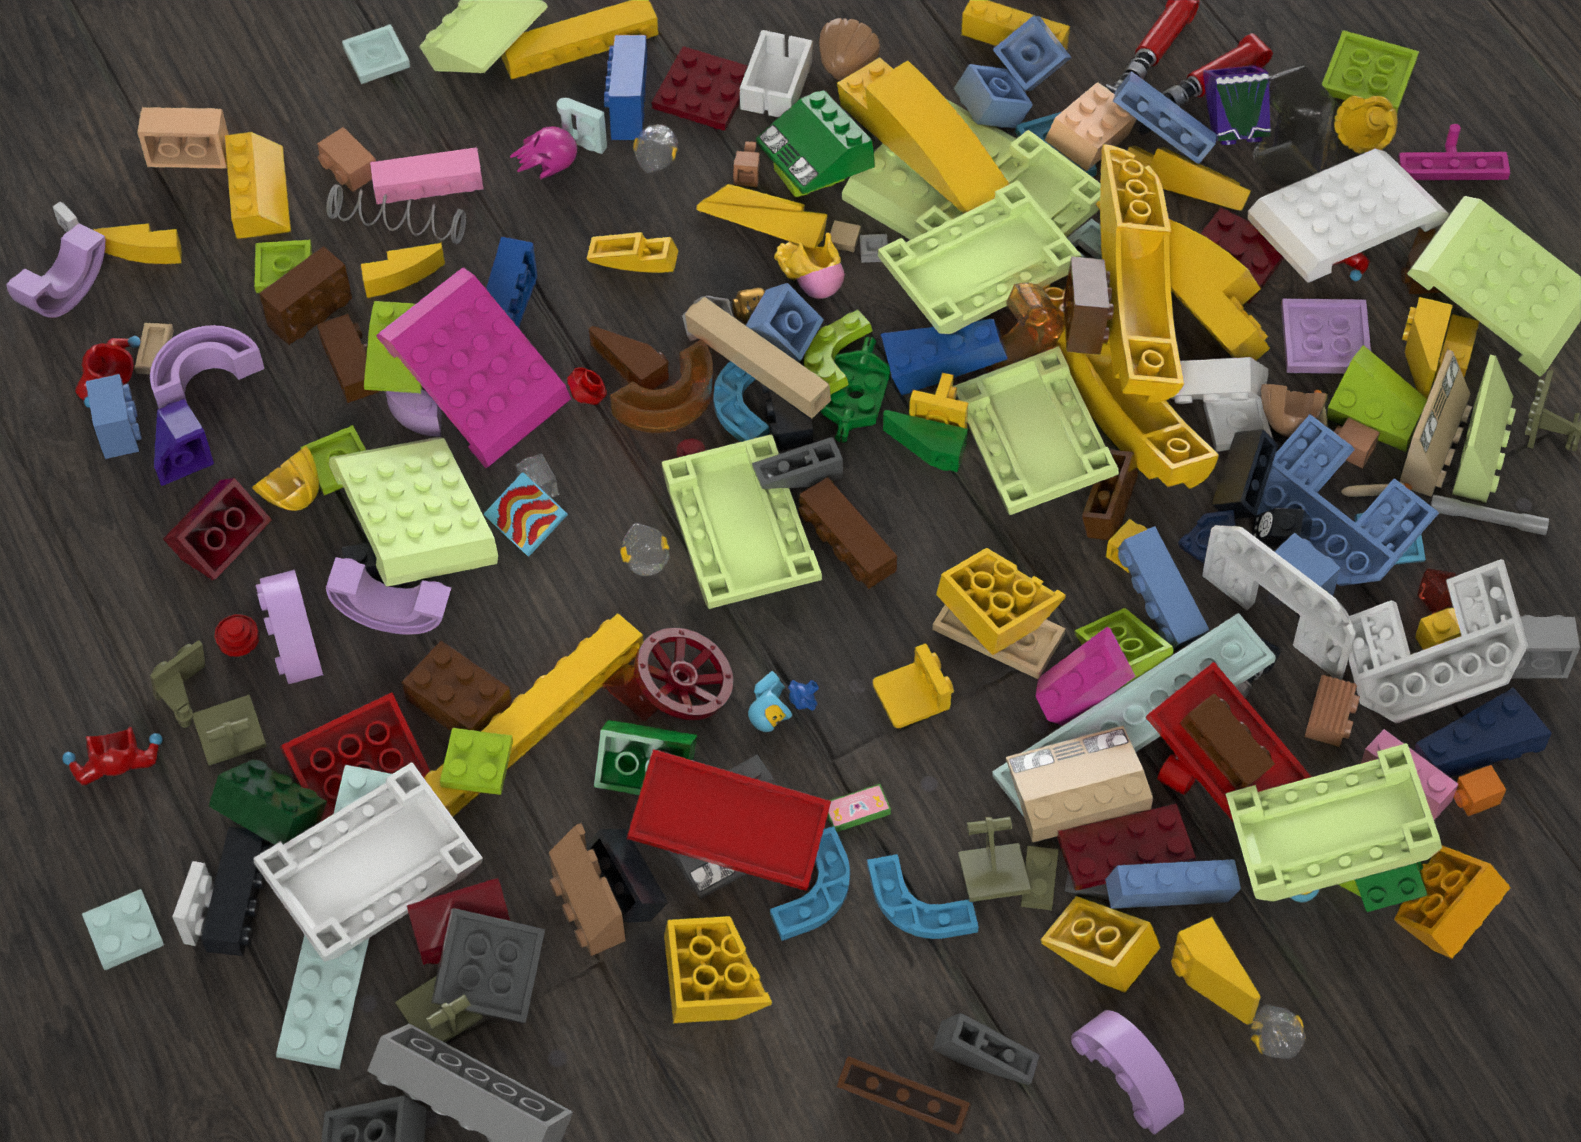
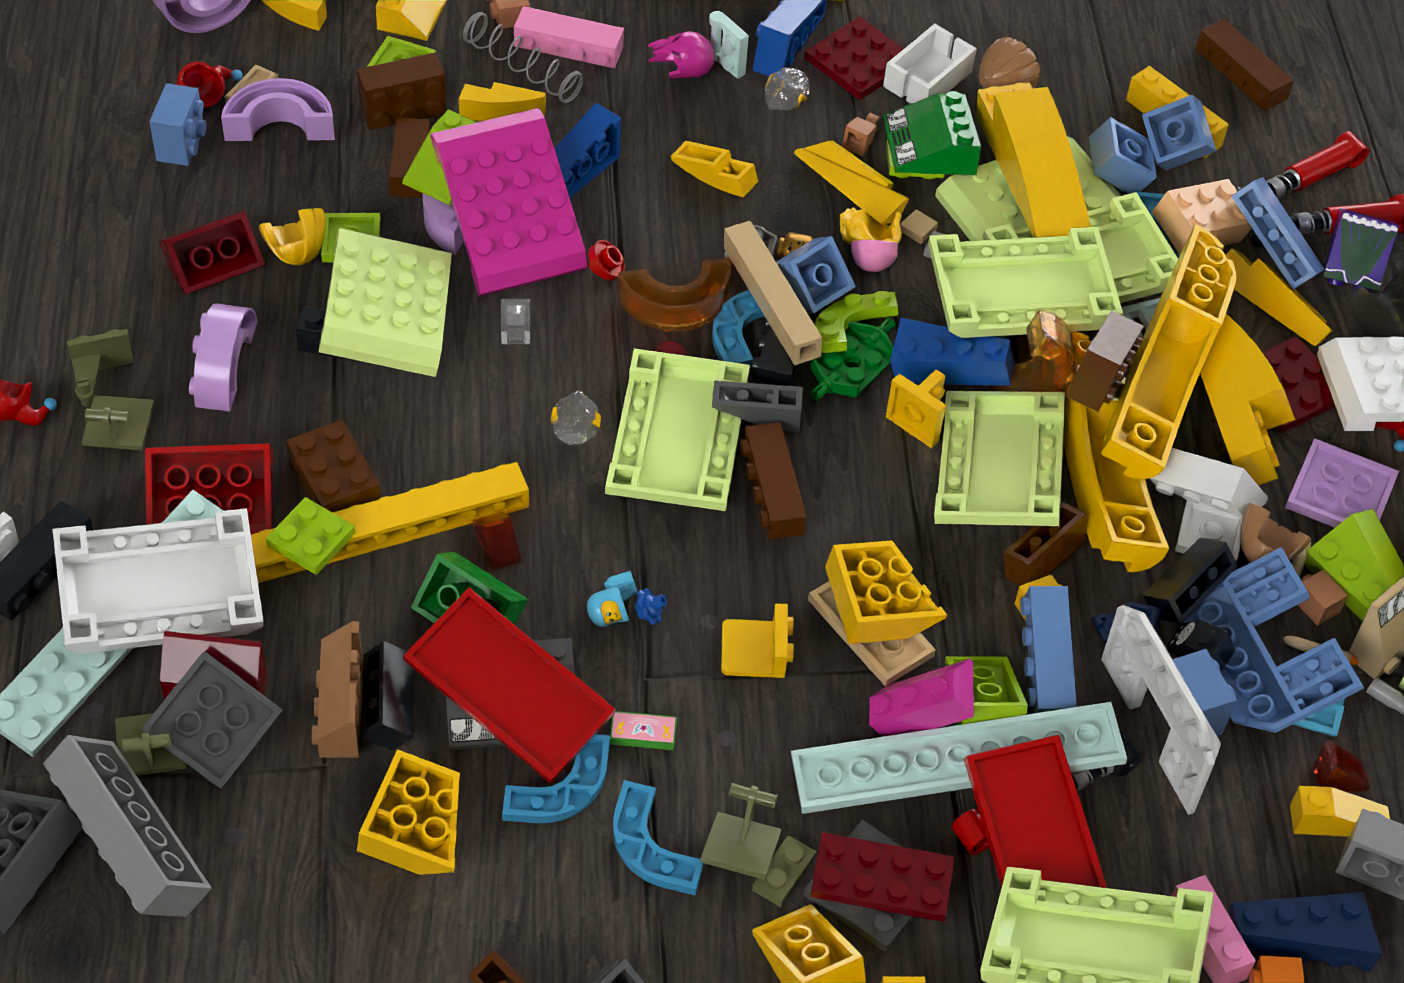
camera: 20 degrees right, 5 degrees down
(179, 443) = (221, 170): dark purple slope -> none
(237, 635) = (173, 346): red plate -> none
(266, 802) = (103, 490): dark green brick -> none
(384, 607) = (307, 369): lavender brick -> none
(525, 514) = (486, 345): slope -> none
(631, 358) = (661, 253): reddish brown slope -> none
(681, 676) = (545, 542): dark red wheel -> none
(932, 441) = (901, 433): green slope -> none
(1079, 782) = (866, 795): tan slope -> none
(1172, 883) = (909, 931): medium blue brick -> none
(1227, 742) = (1033, 817): reddish brown brick -> none
(1331, 711) = (1163, 837): nougat brick -> none
(1478, 661) = (1330, 846): white slope -> none

